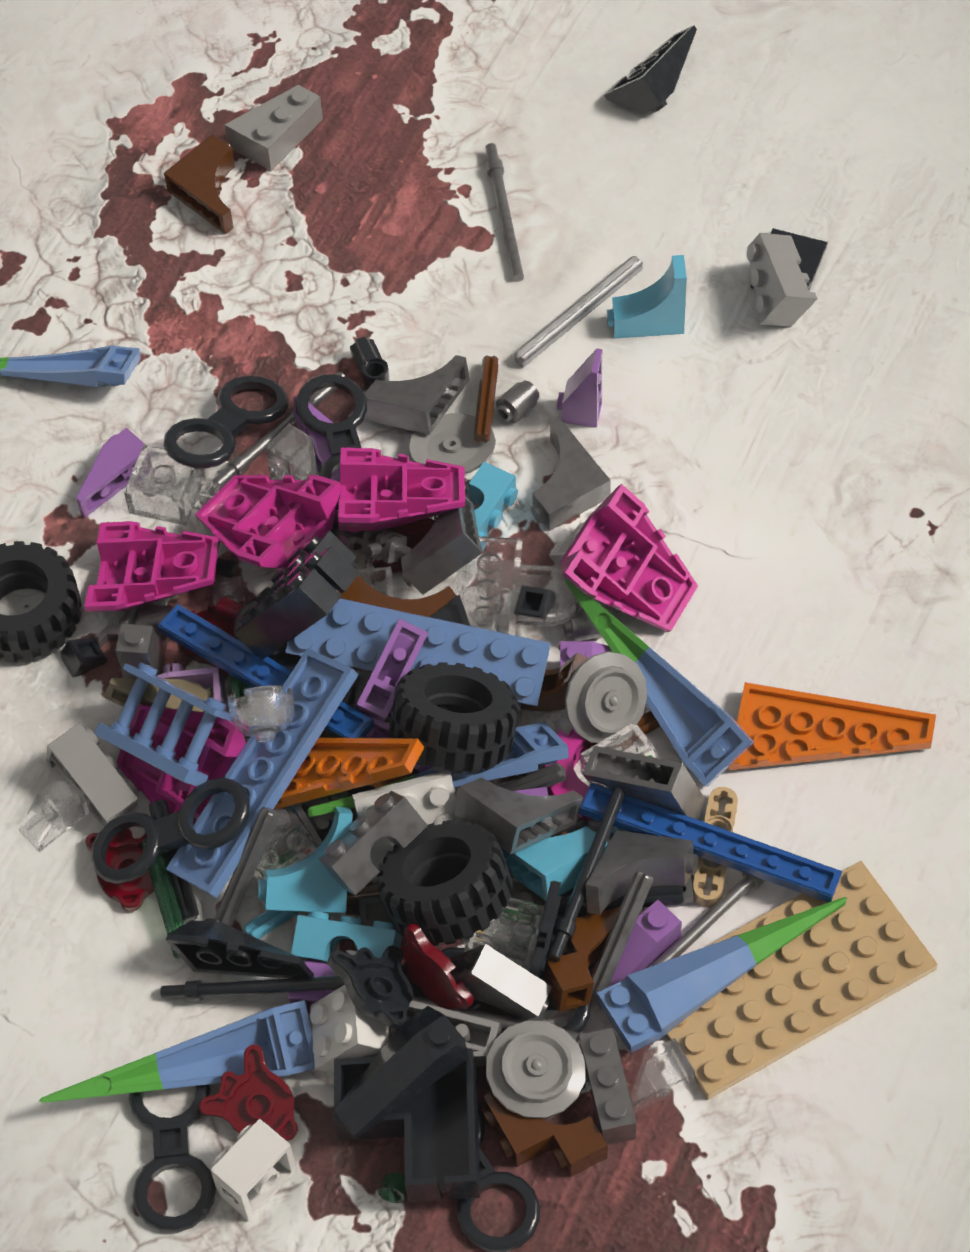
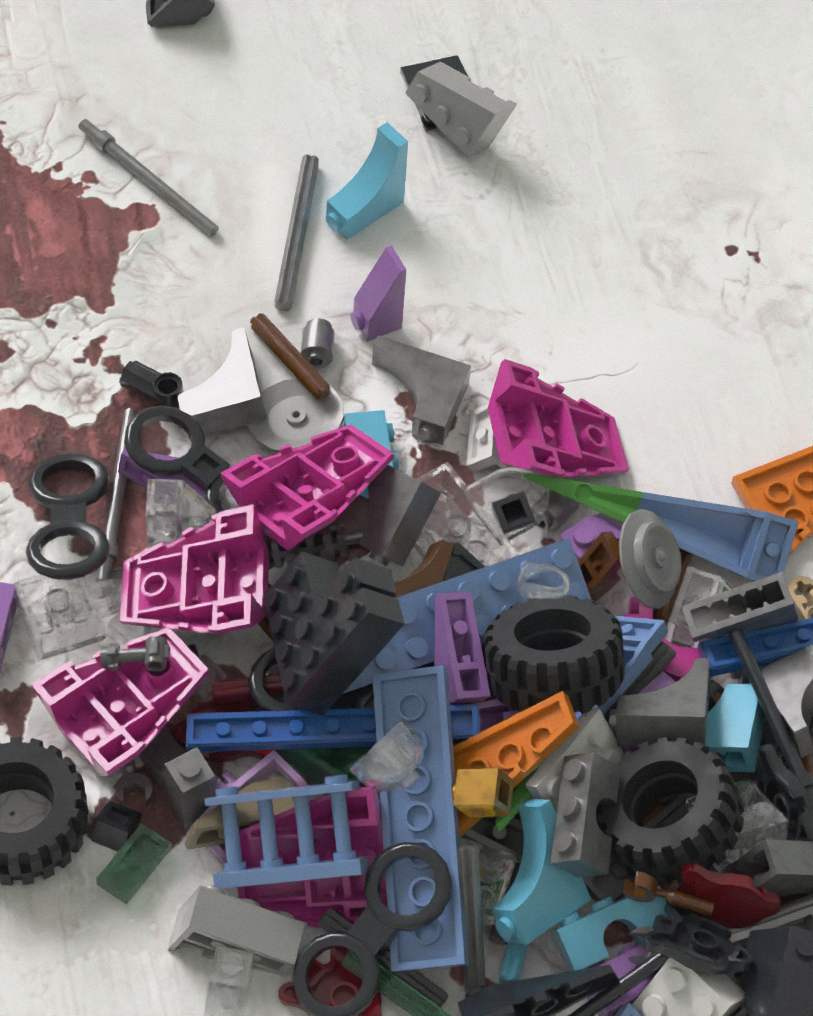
camera: 45 degrees left, 0 degrees up
(69, 688) = (133, 863): none -> clear green plate
(183, 548) = (155, 655): none -> dark grey bar
(309, 778) = (483, 792): none -> pearl gold brick
(377, 926) = (646, 889): none -> reddish brown piece
(478, 660) = (532, 590): none -> clear piece

